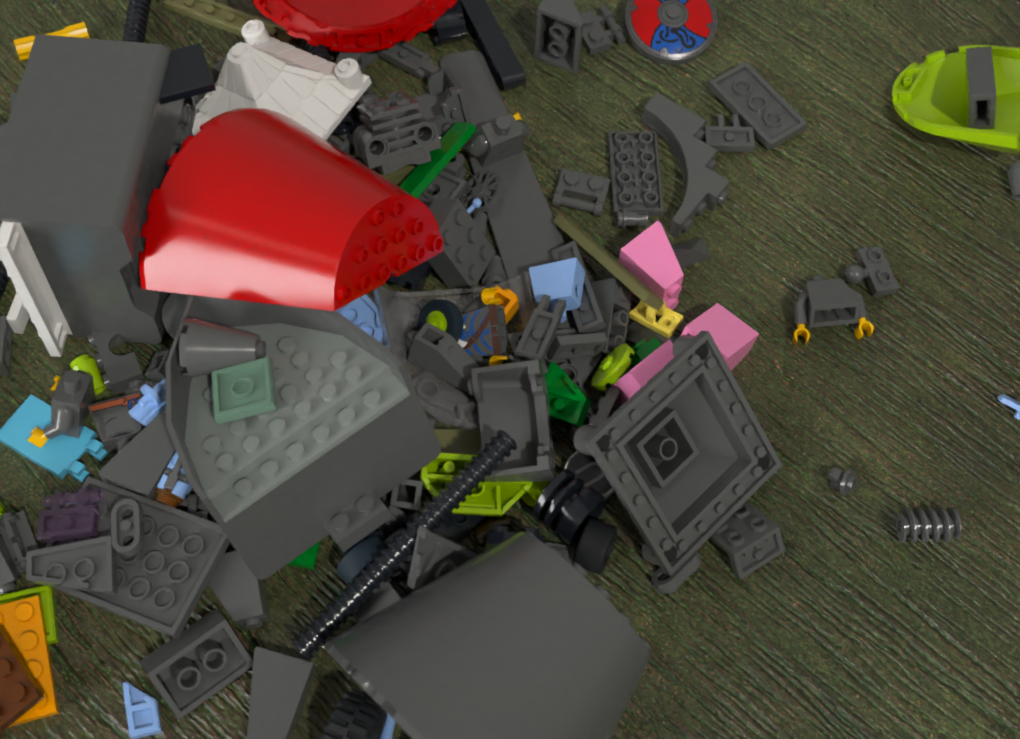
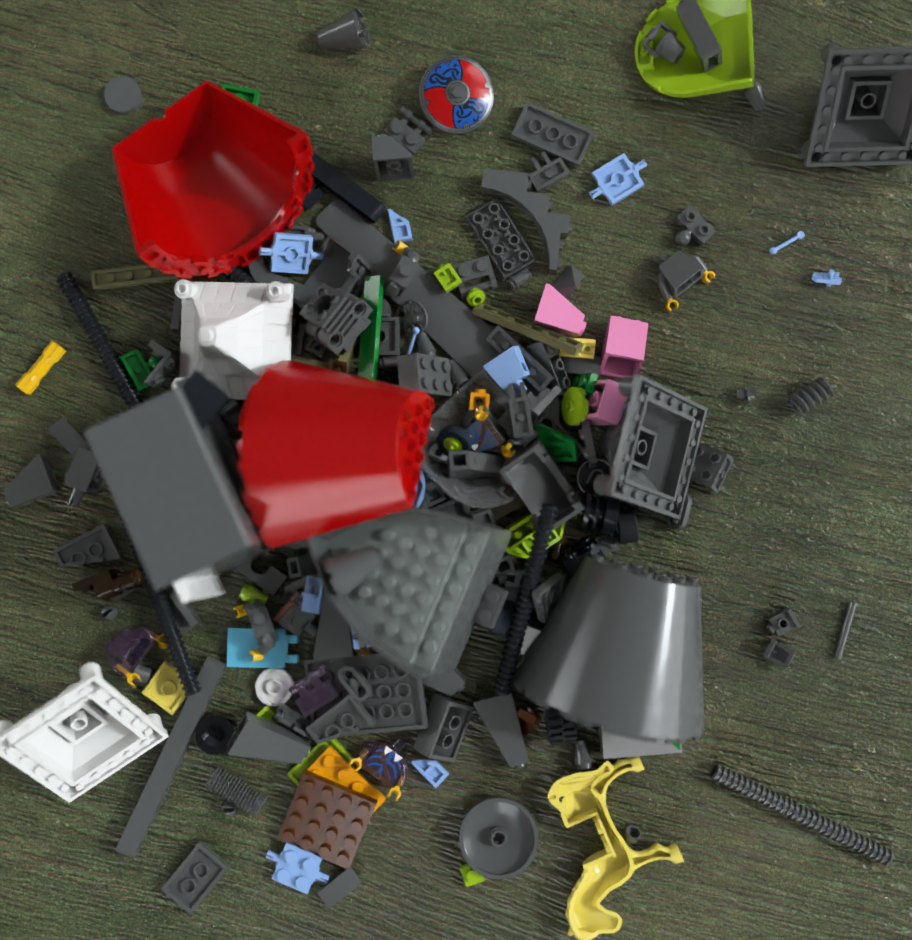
camera: 25 degrees left, 25 degrees up
(26, 490) = (273, 686): none -> white tile
(89, 660) = (385, 763): none -> torso
(243, 390) = (388, 587): sand green plate -> none
(316, 719) = (529, 719): none -> reddish brown plate
(392, 64) = (291, 253): none -> light blue plate
(529, 107) = (400, 227): none -> light blue tile
(548, 172) = (447, 277): none -> lime bracket
(569, 203) = (475, 297): none -> lime plate
(808, 180) = (618, 179): none -> light blue plate
(936, 80) = (668, 47): none -> dark grey piece
(1005, 346) = (799, 235): none -> light blue hinge

